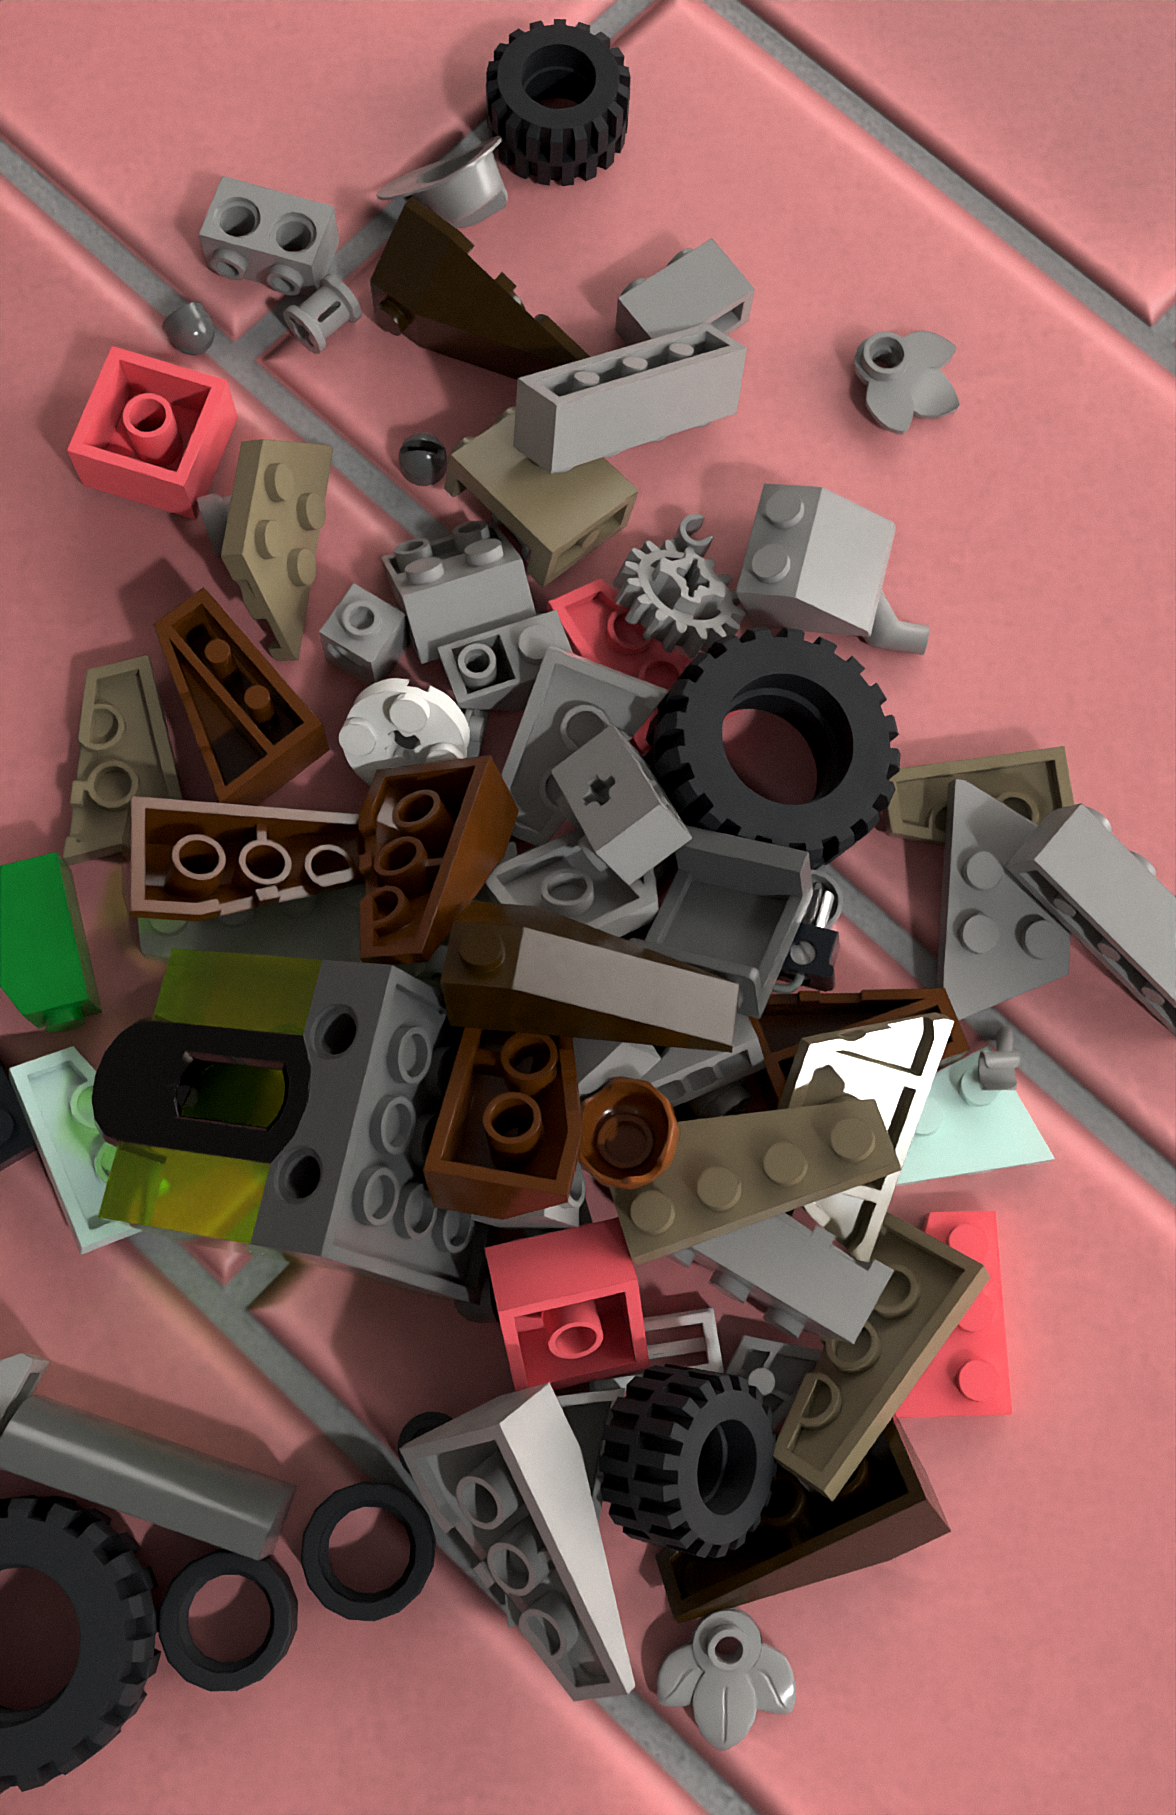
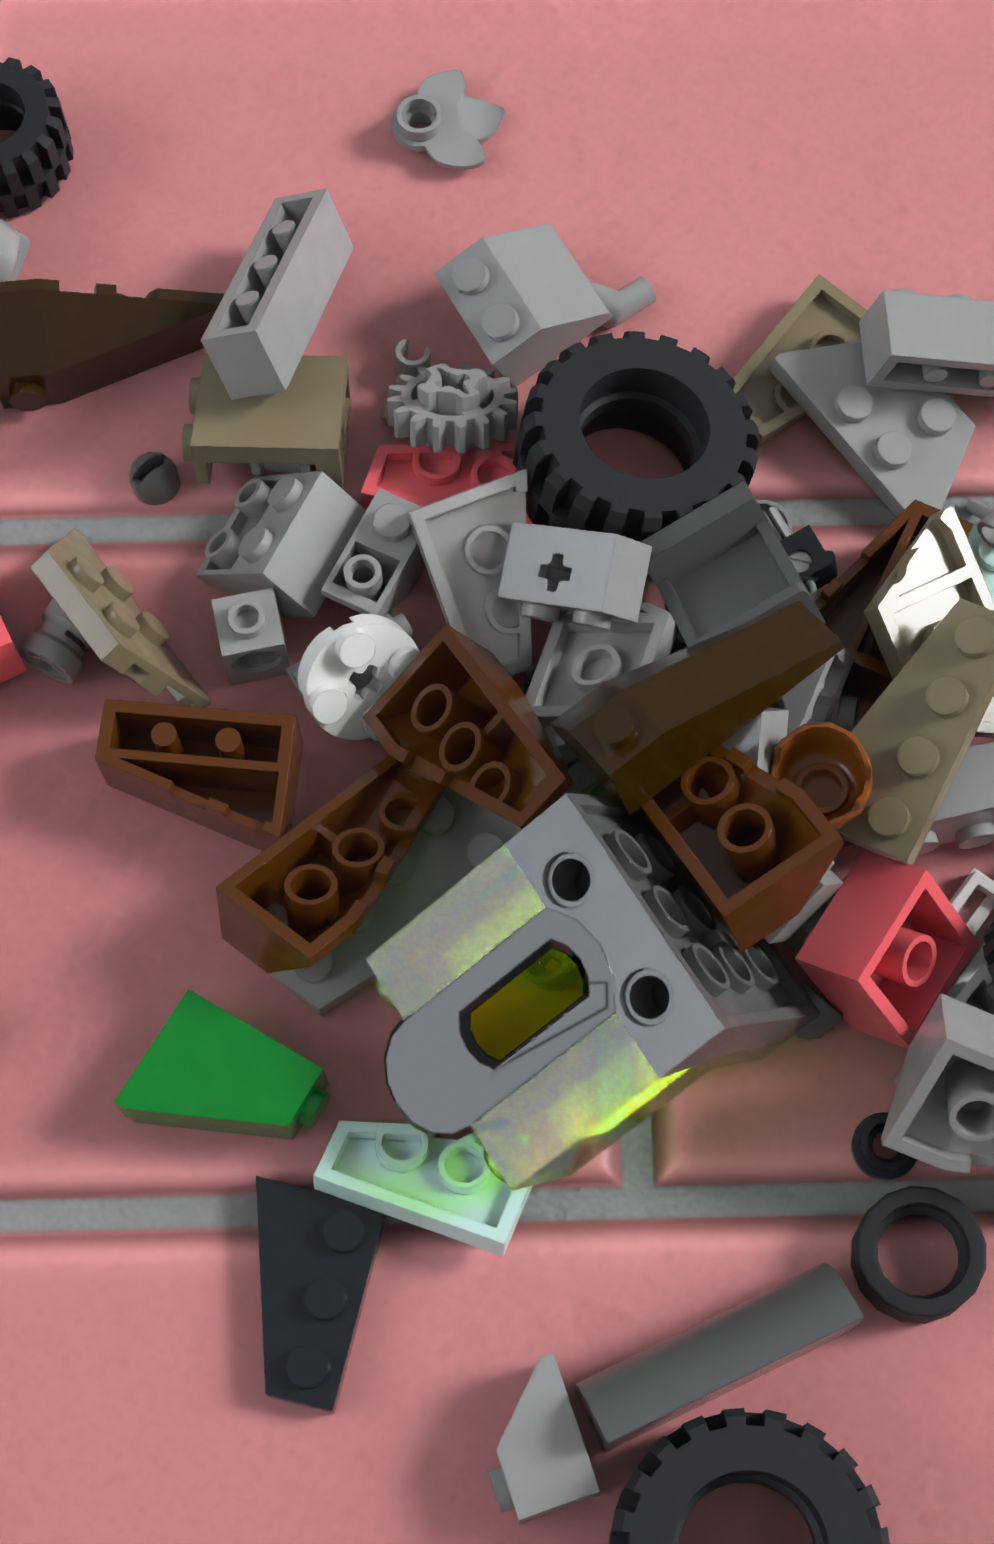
camera: 35 degrees left, 5 degrees down
(120, 756) = (157, 887): dark tan wing -> none
(176, 1637) = (908, 1359): black tyre -> none
(689, 292) = (235, 197): light grey brick -> none

